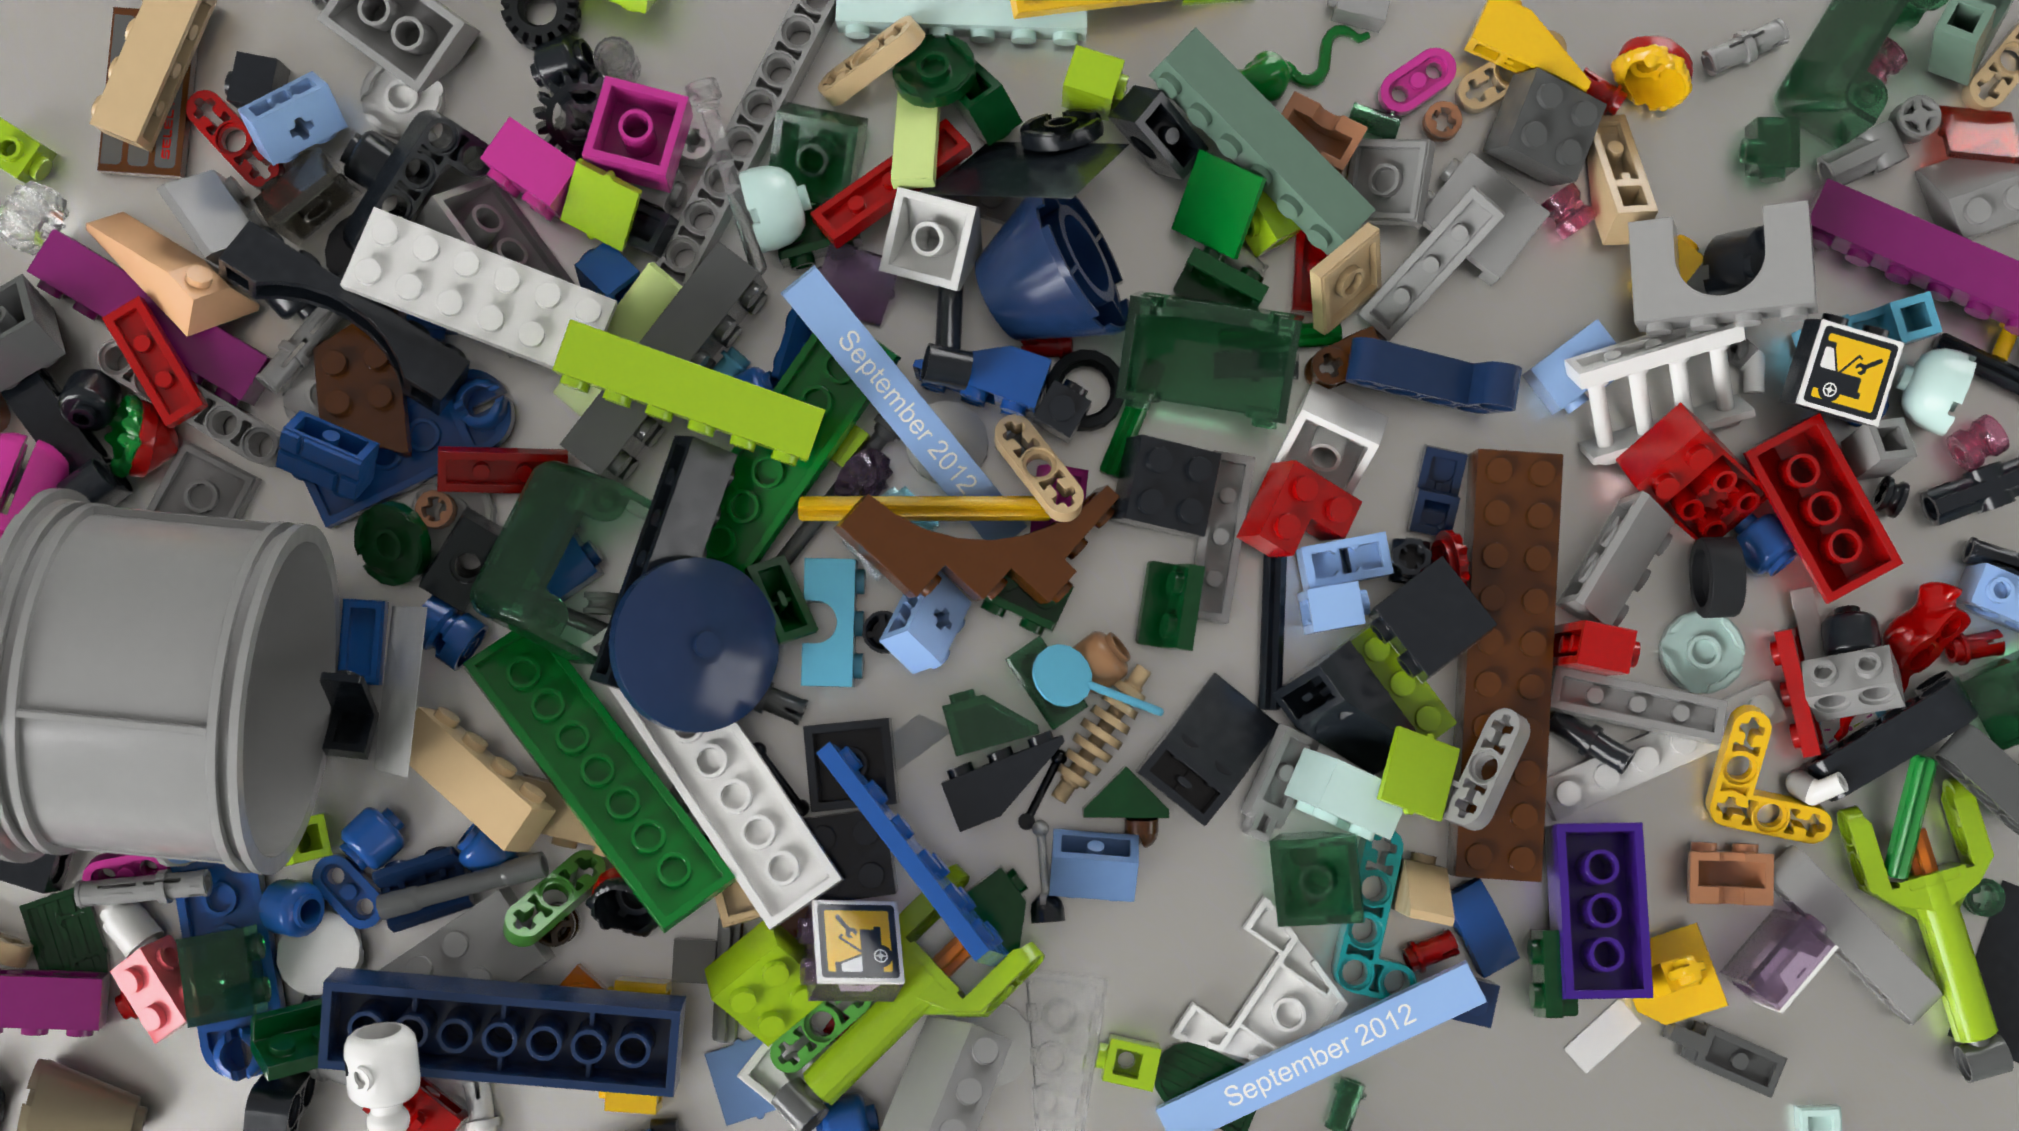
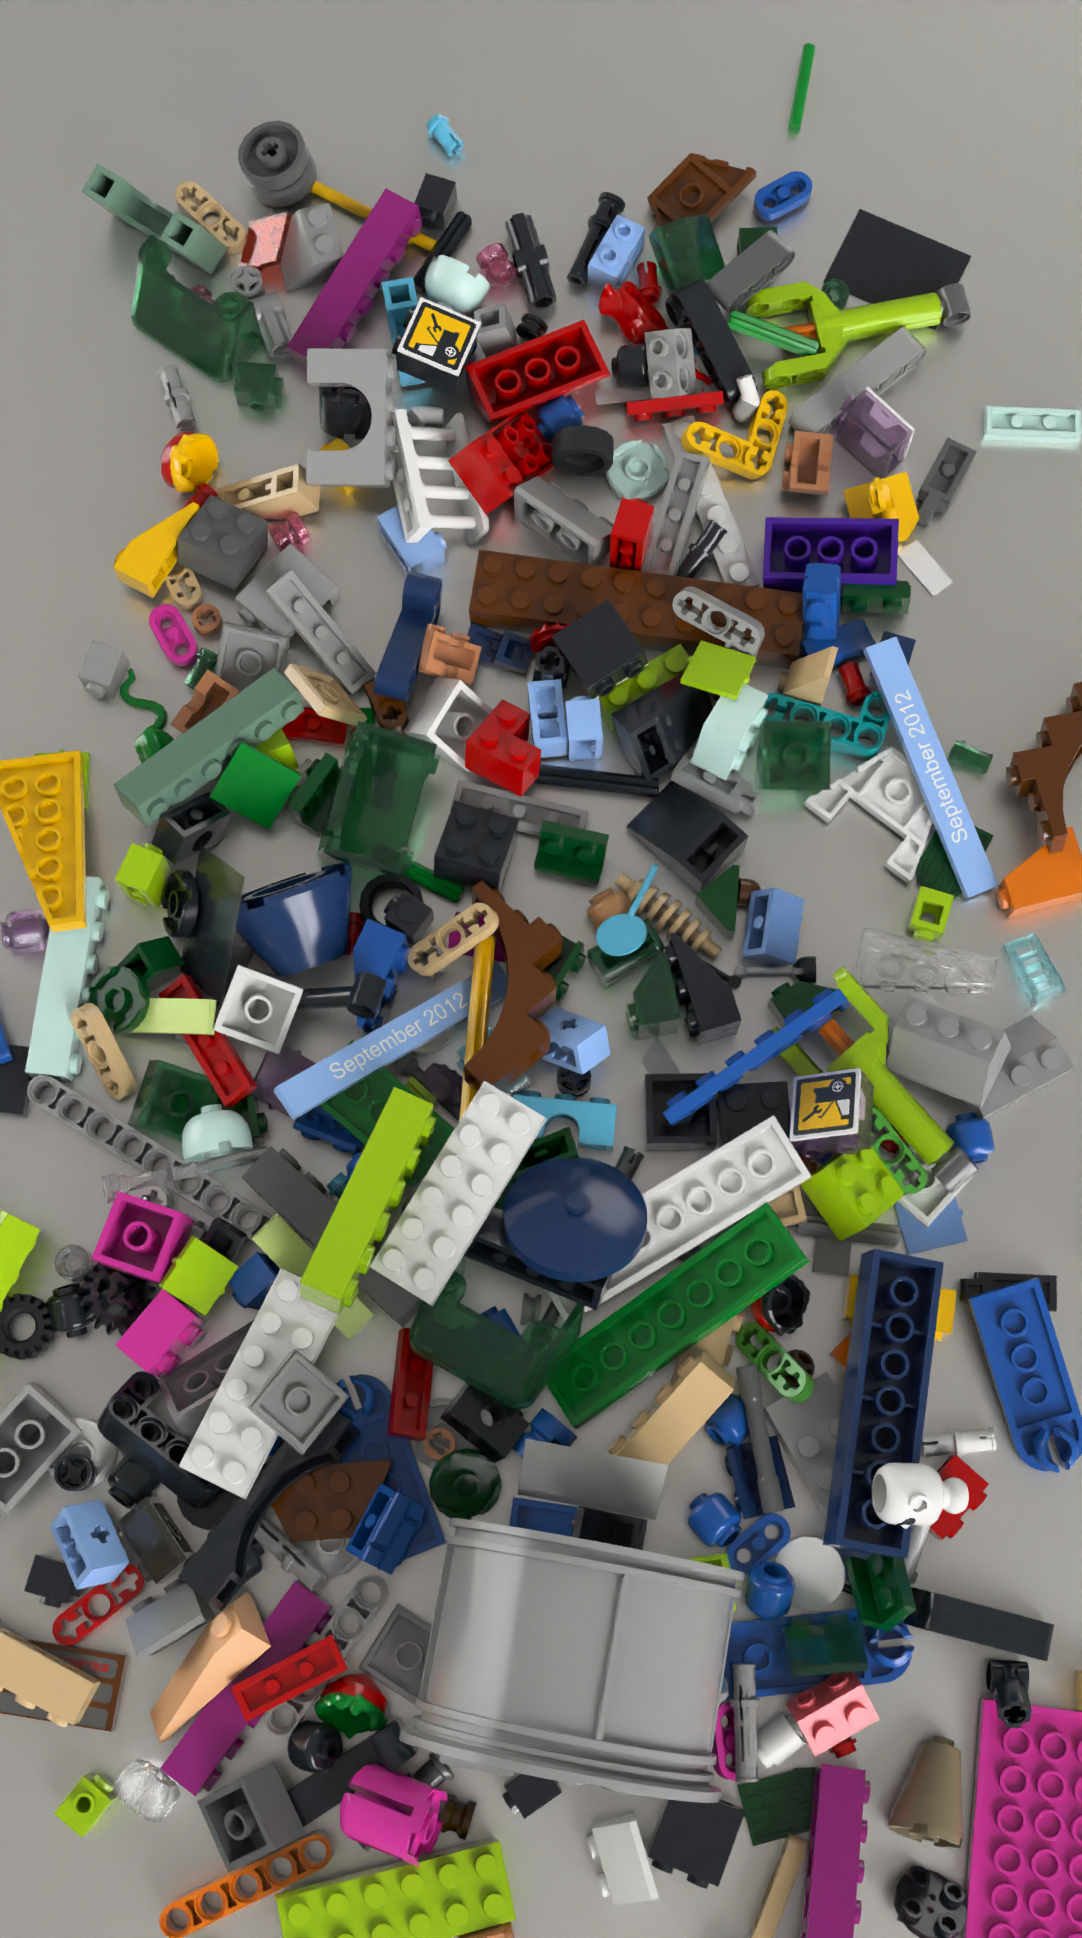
camera: 85 degrees left, 10 degrees down
(365, 86) = (69, 1472): none -> black wheel
(454, 335) = (297, 1401): none -> light grey tile
(710, 501) = (458, 1193): none -> white plate
(1415, 428) = (448, 655): none -> nougat cylinder
(1530, 902) = (821, 601): none -> blue brick

